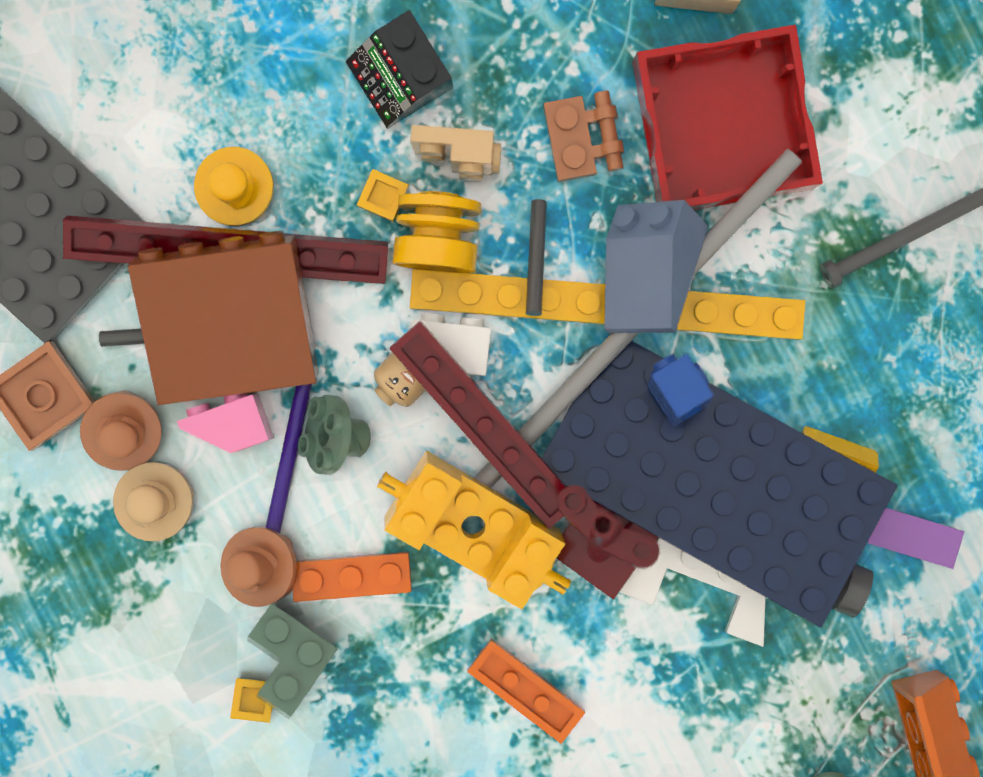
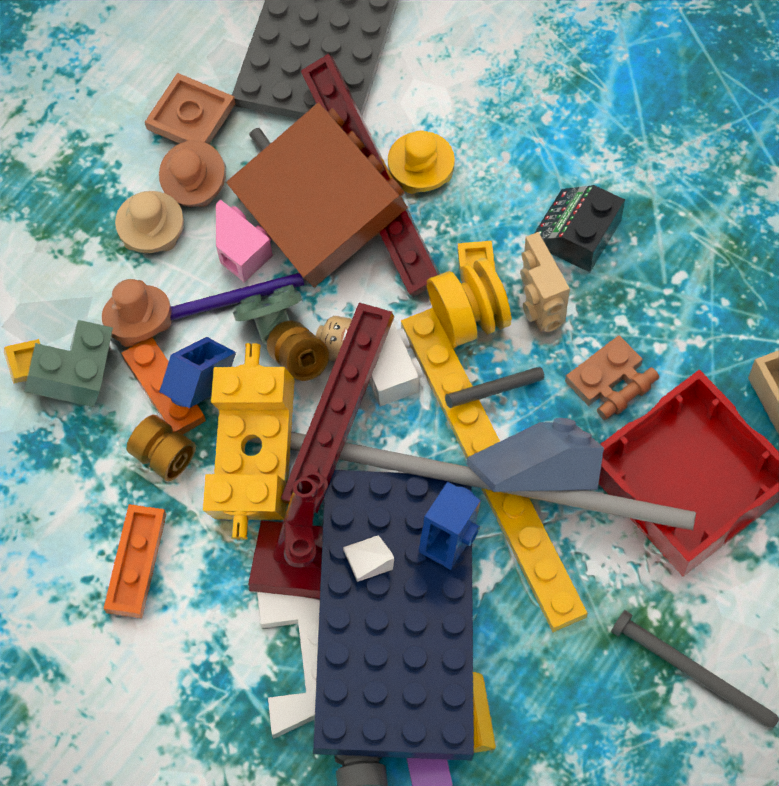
camera: 70 degrees right, 25 degrees down
(366, 543) = (191, 371): none -> blue brick
(395, 430) = (298, 350): none -> pearl gold wheel
(424, 613) = (156, 444): none -> pearl gold wheel
(659, 479) = (369, 558): none -> white slope

